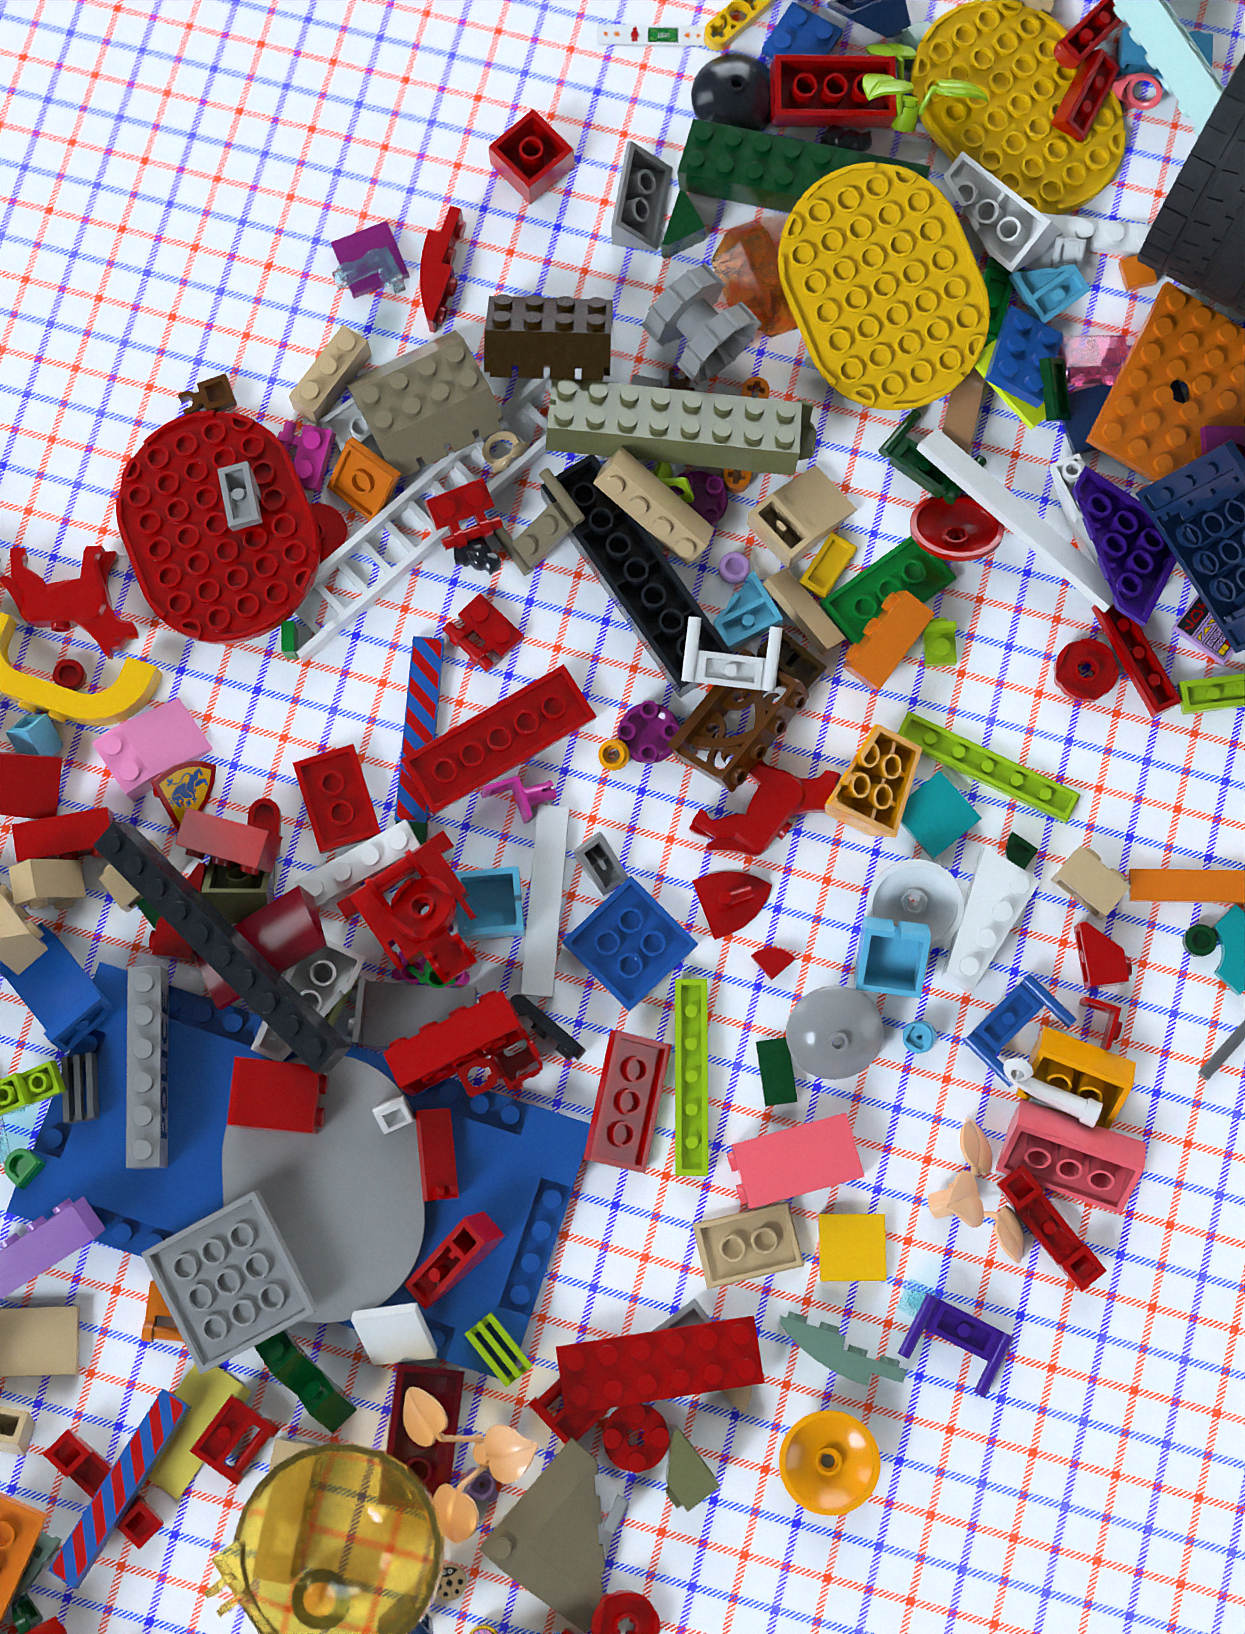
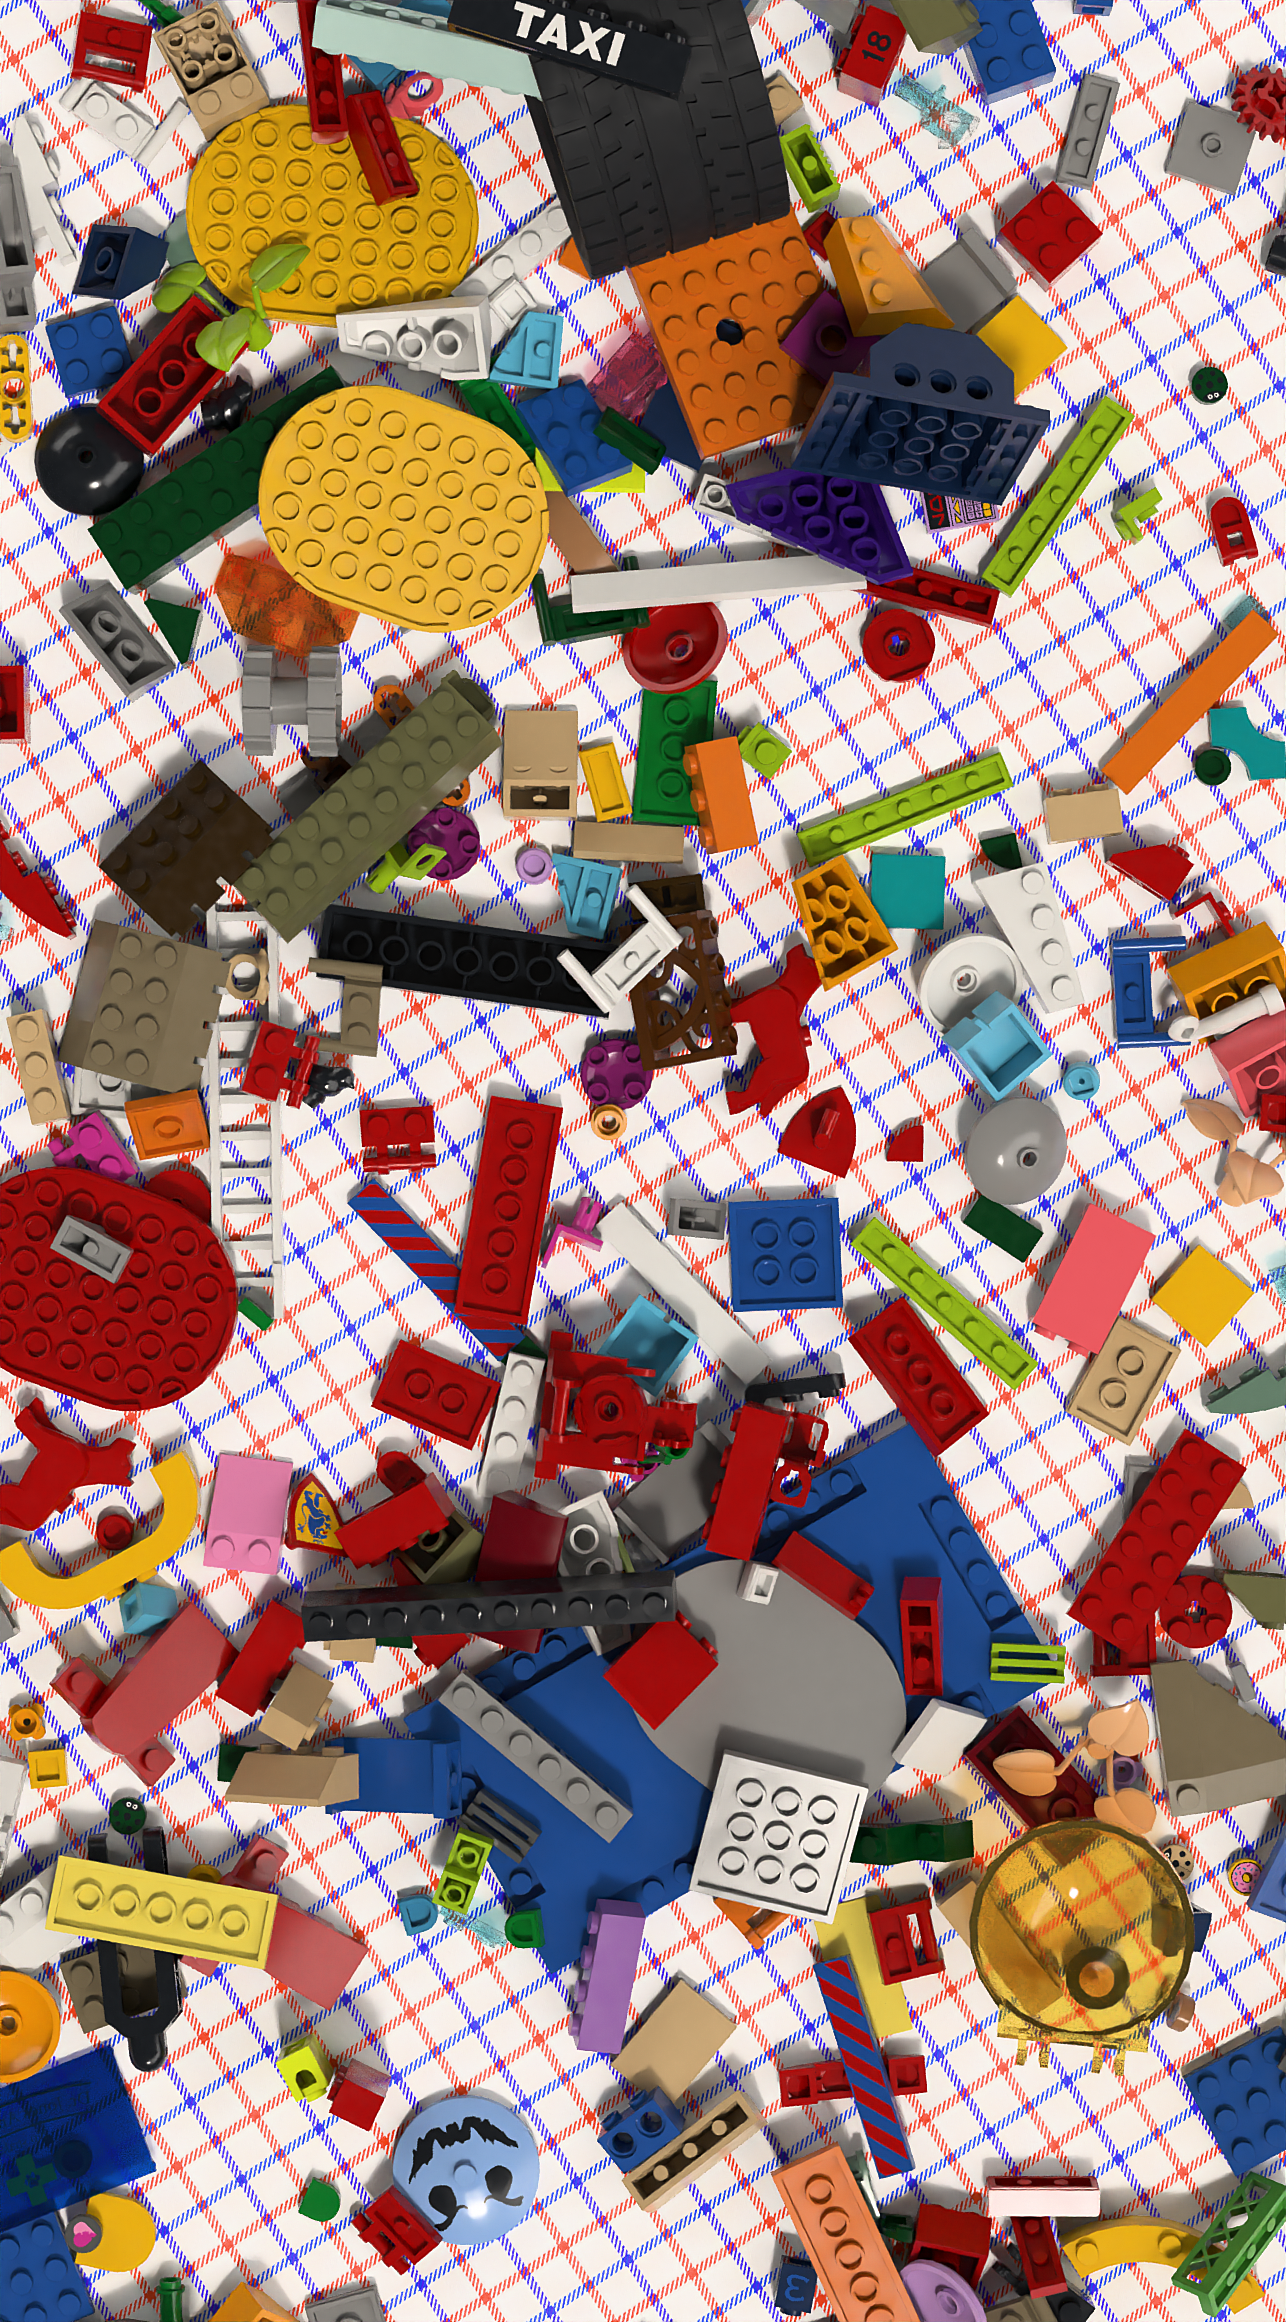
camera: 50 degrees left, 10 degrees up
(654, 505) = (423, 893): tan brick -> none

